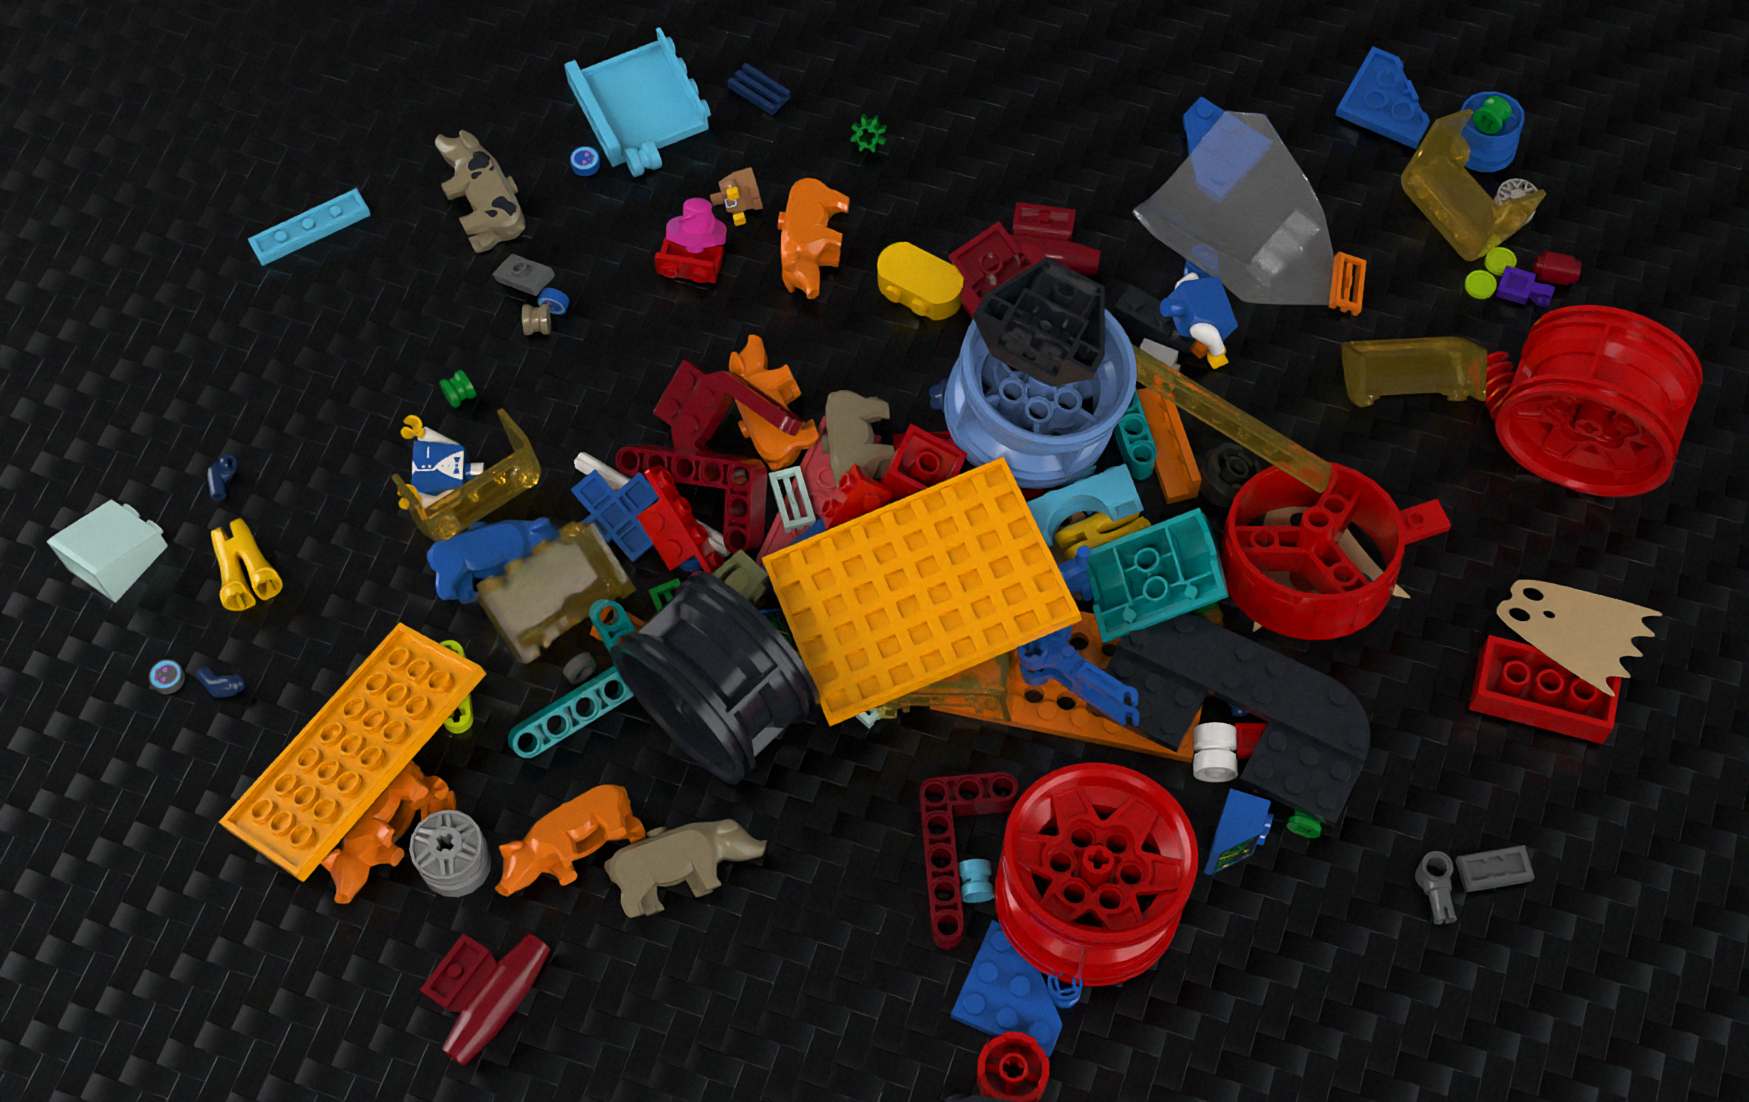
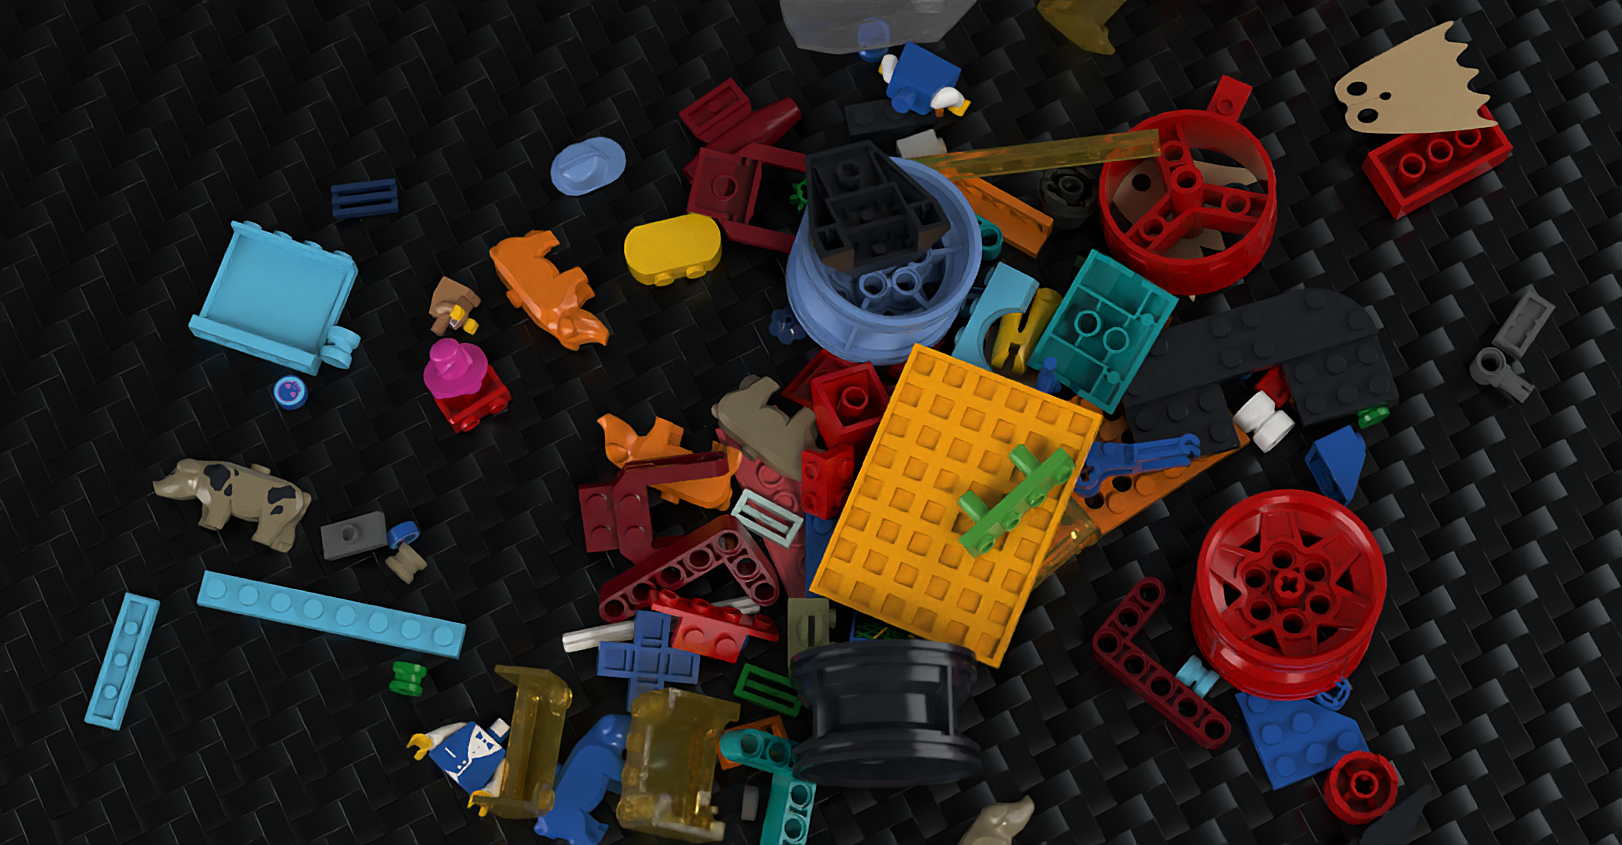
camera: 45 degrees left, 10 degrees up
(460, 313) = (331, 614): none -> medium azure plate
(872, 126) = (501, 158): green gear -> none
(922, 187) = (587, 166): none -> medium blue piece
(967, 617) = (1009, 511): none -> bright green plate

